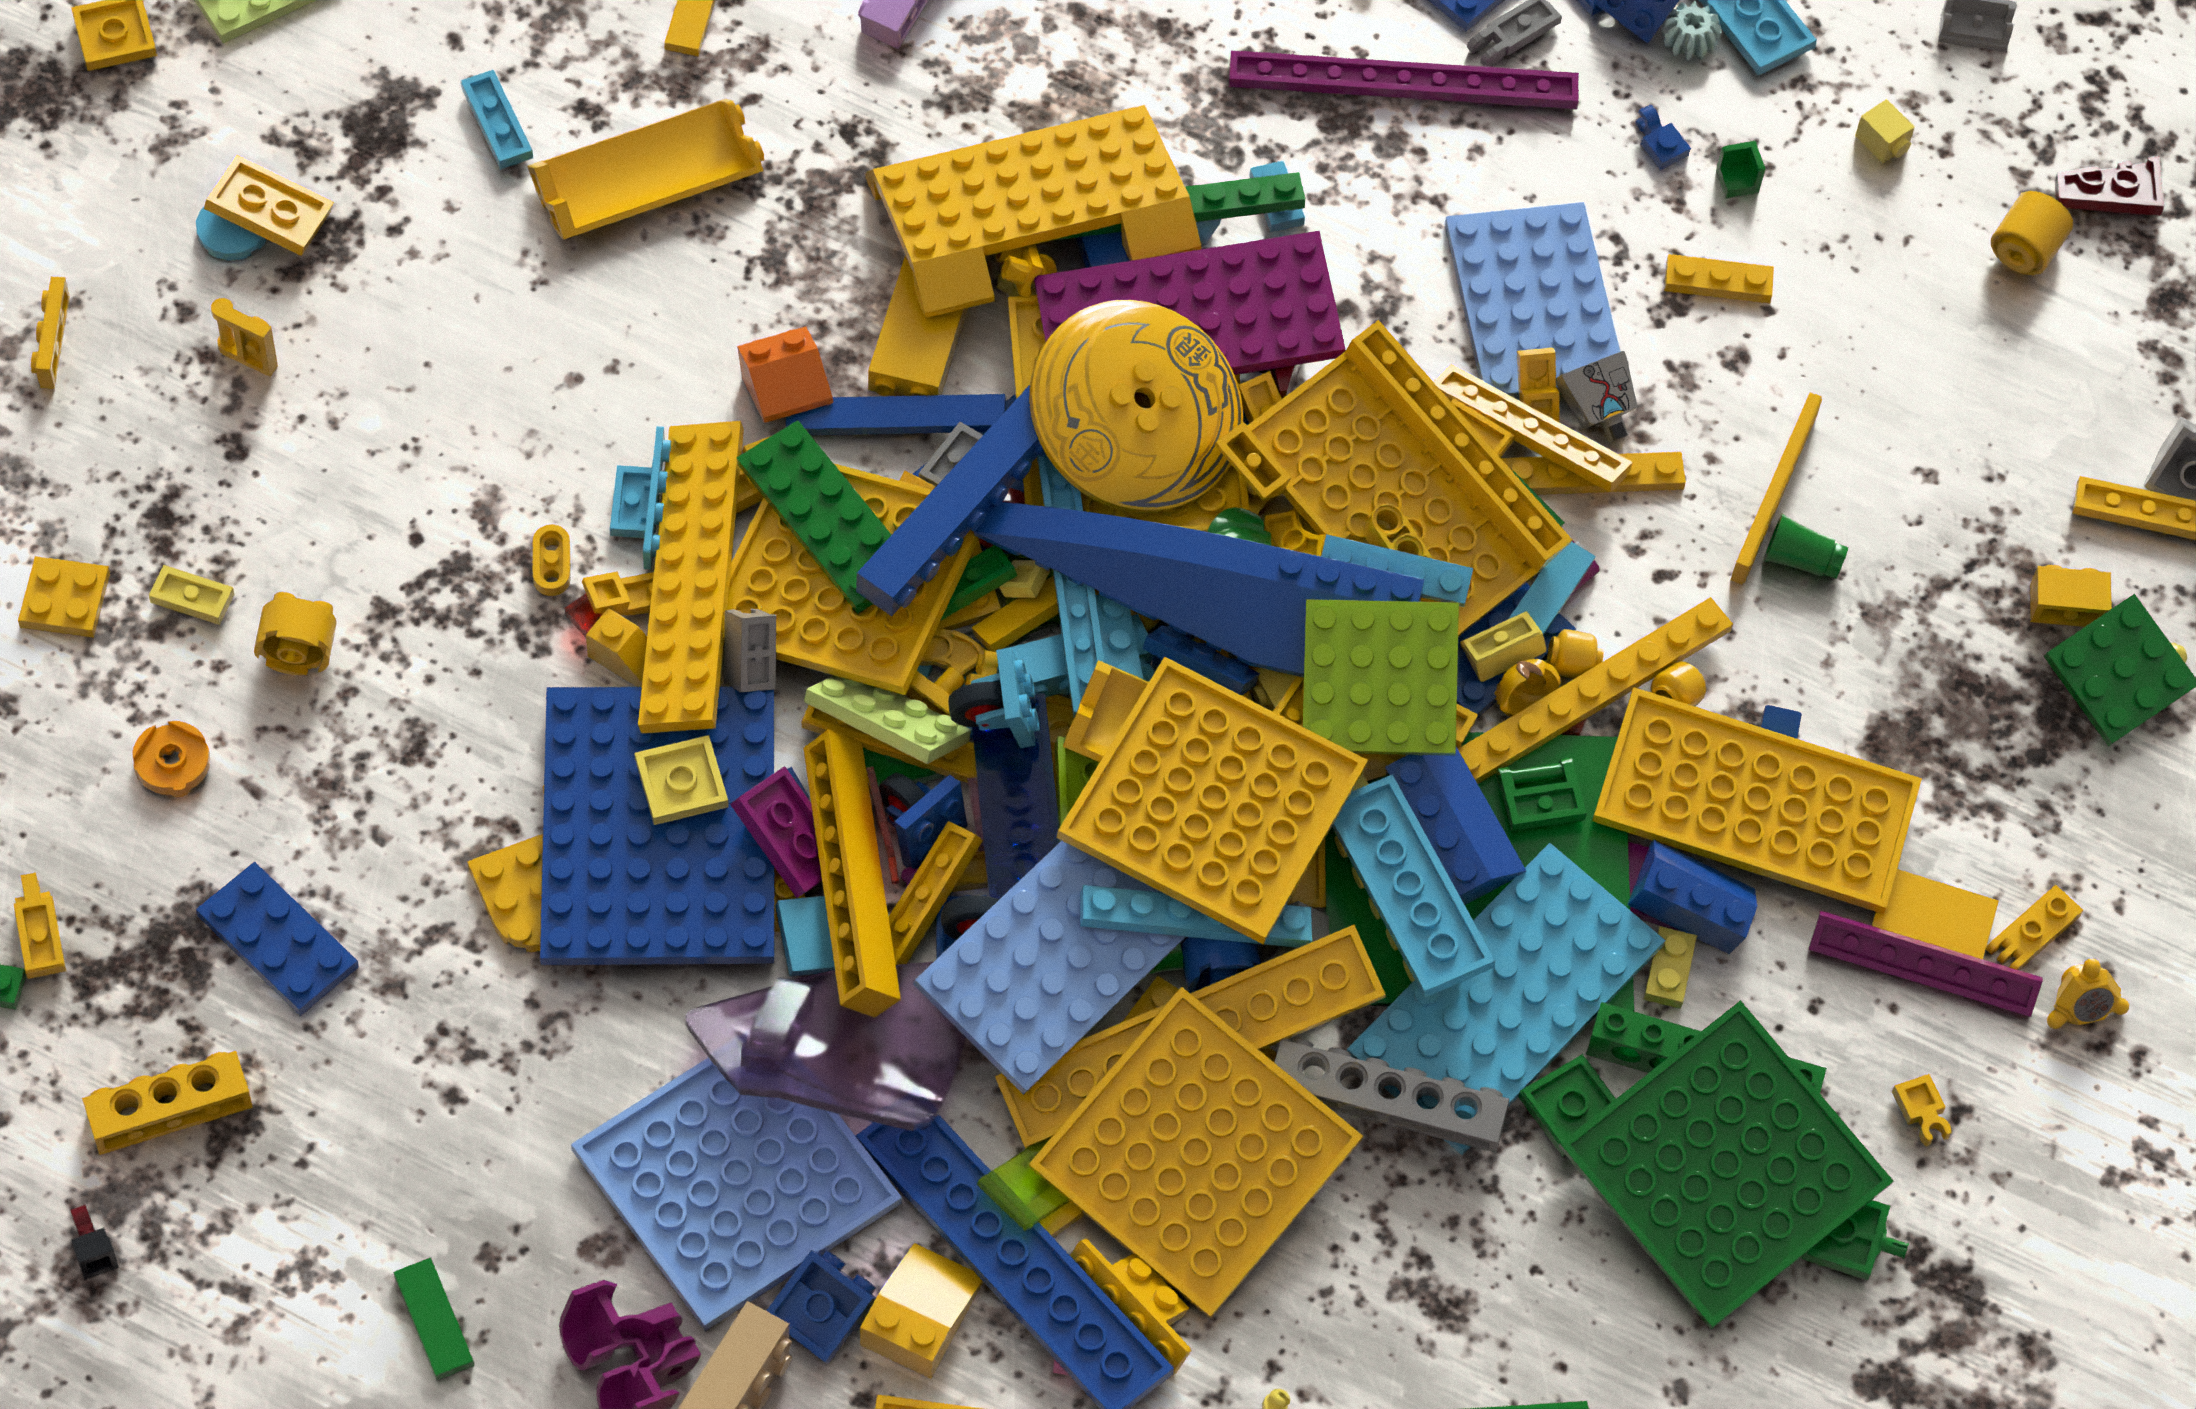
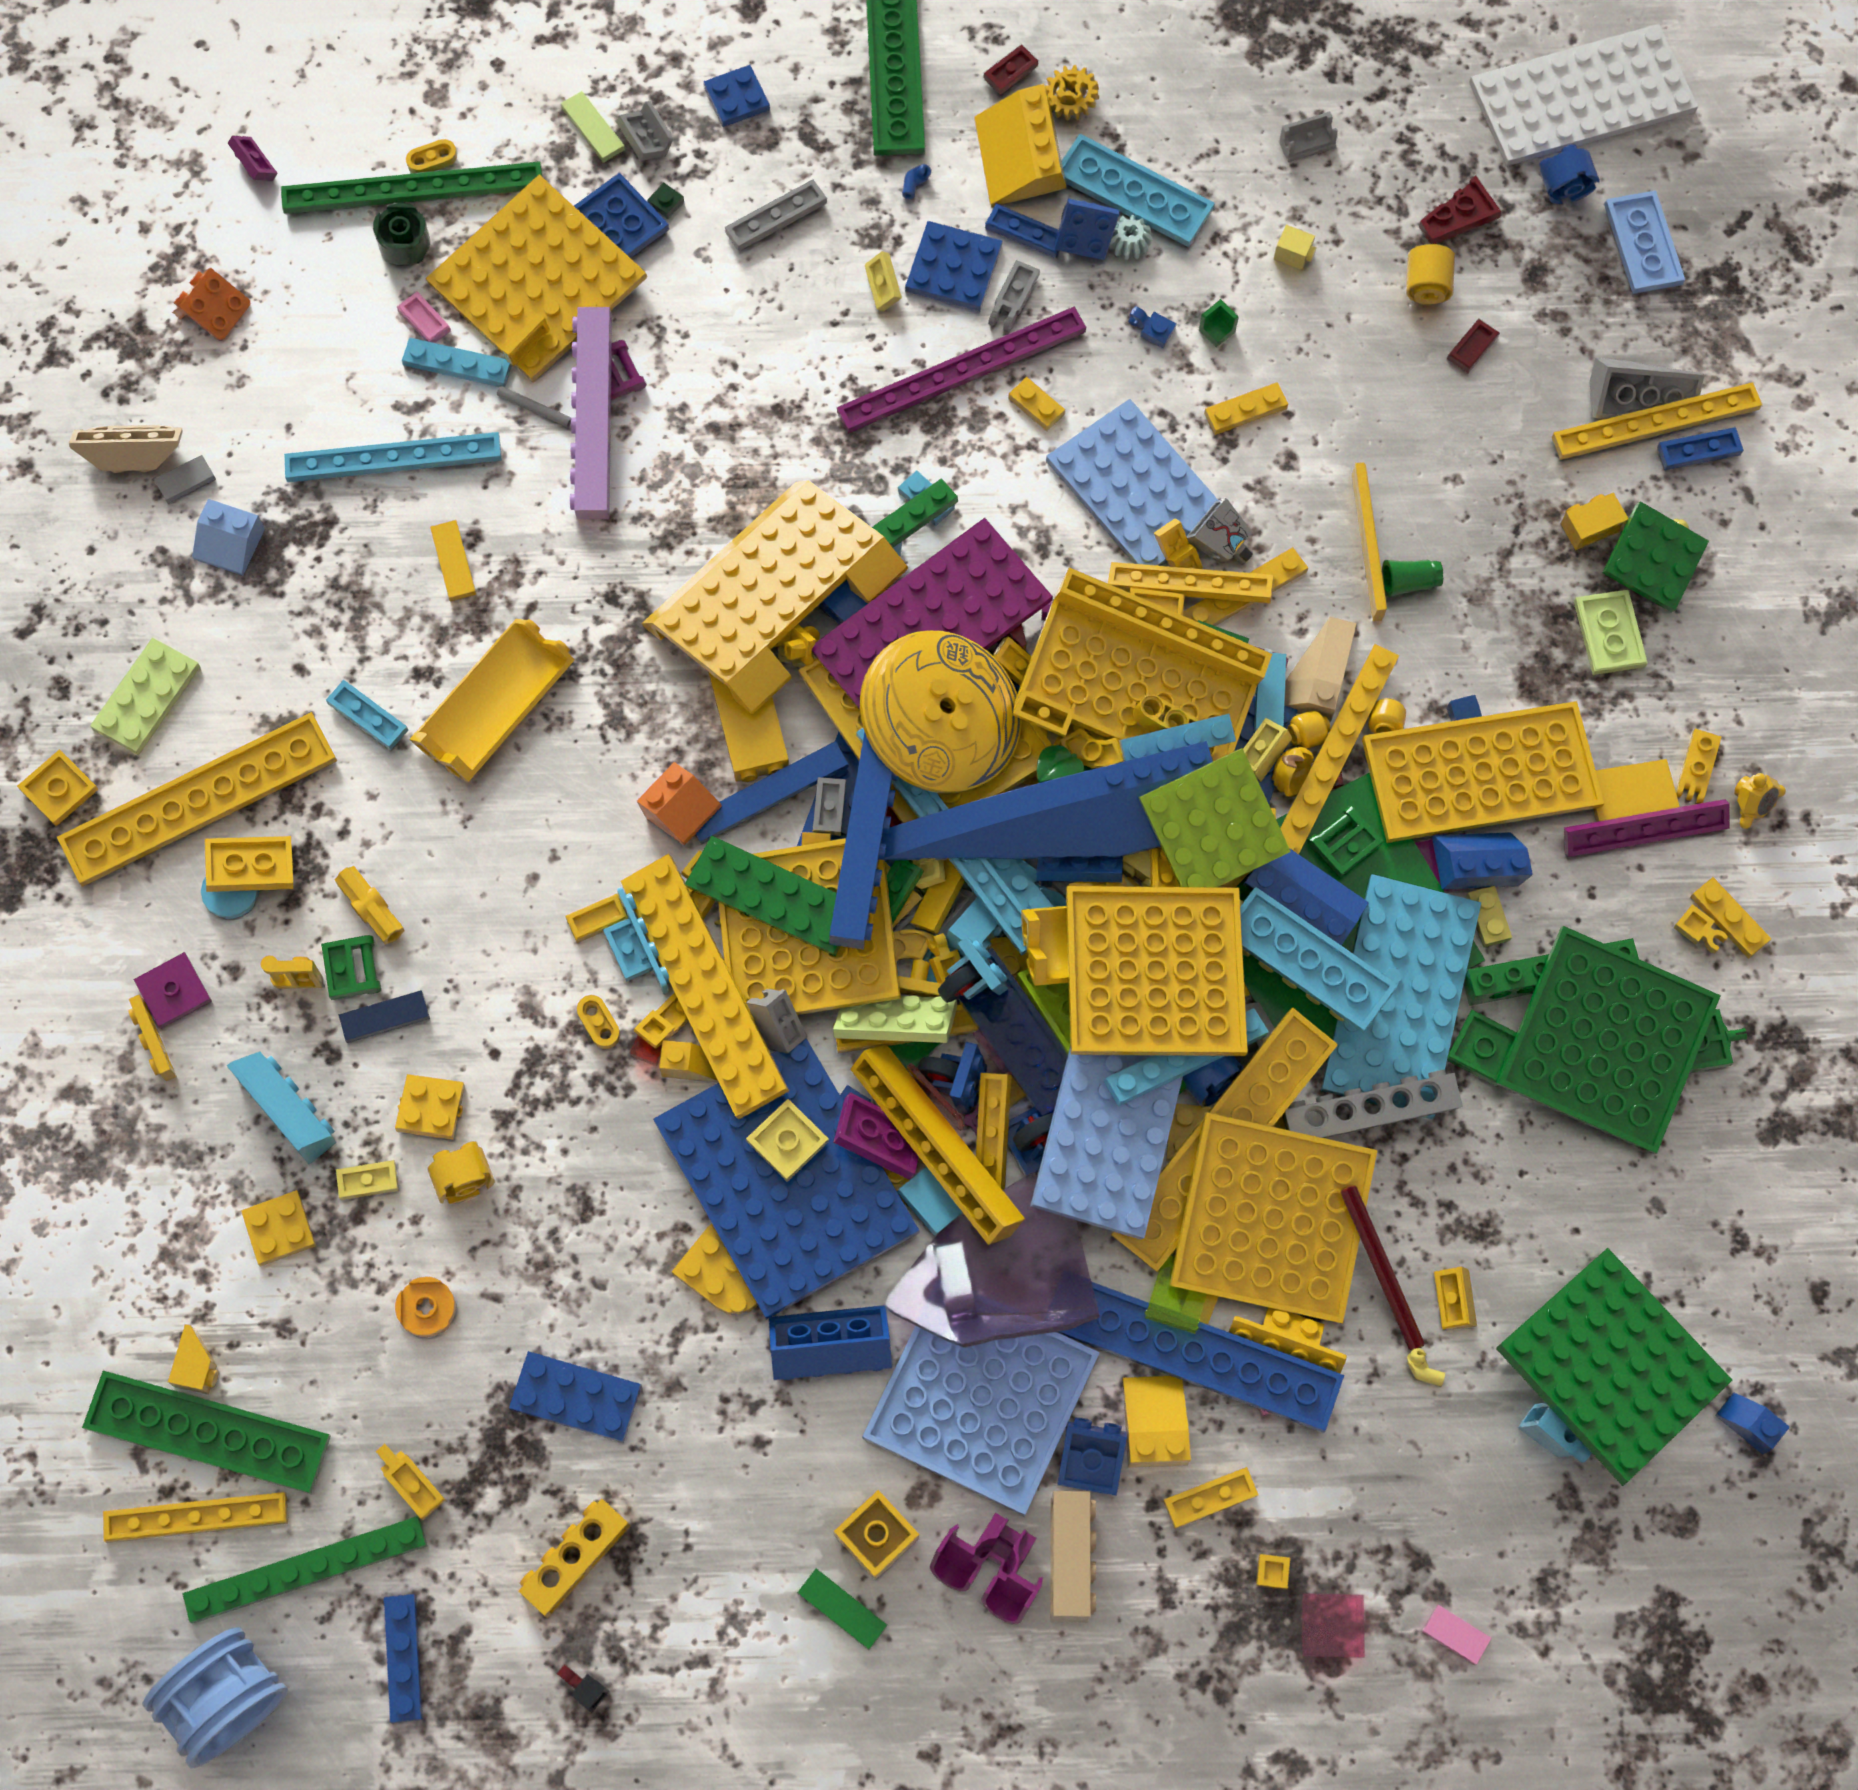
camera: 25 degrees left, 10 degrees up
(105, 297) = (172, 990): none -> magenta plate
(148, 469) = (283, 1106): none -> medium azure slope
(256, 115) = (196, 799): none -> yellow plate
(303, 362) = (341, 967): none -> green plate
(309, 555) = (430, 1106): none -> yellow plate
(318, 438) = (384, 1016): none -> dark blue tile
(374, 314) = (369, 905): none -> yellow piece
(520, 1254) = (876, 1534): none -> yellow brick
(596, 1027) = (829, 1342): none -> blue slope
(606, 451) = (596, 917): none -> yellow tile
(1293, 1274) = (1382, 1267): none -> dark red axle
(1367, 1363) = (1455, 1298): none -> yellow slope
(1470, 158) = (1036, 403): none -> yellow plate
(1633, 602) = (1321, 670): none -> tan wedge
(1971, 1117) = (1730, 917): none -> yellow plate
(2017, 730) = (1610, 632): none -> yellowish green tile
(2041, 339) = (1473, 345): none -> dark red tile

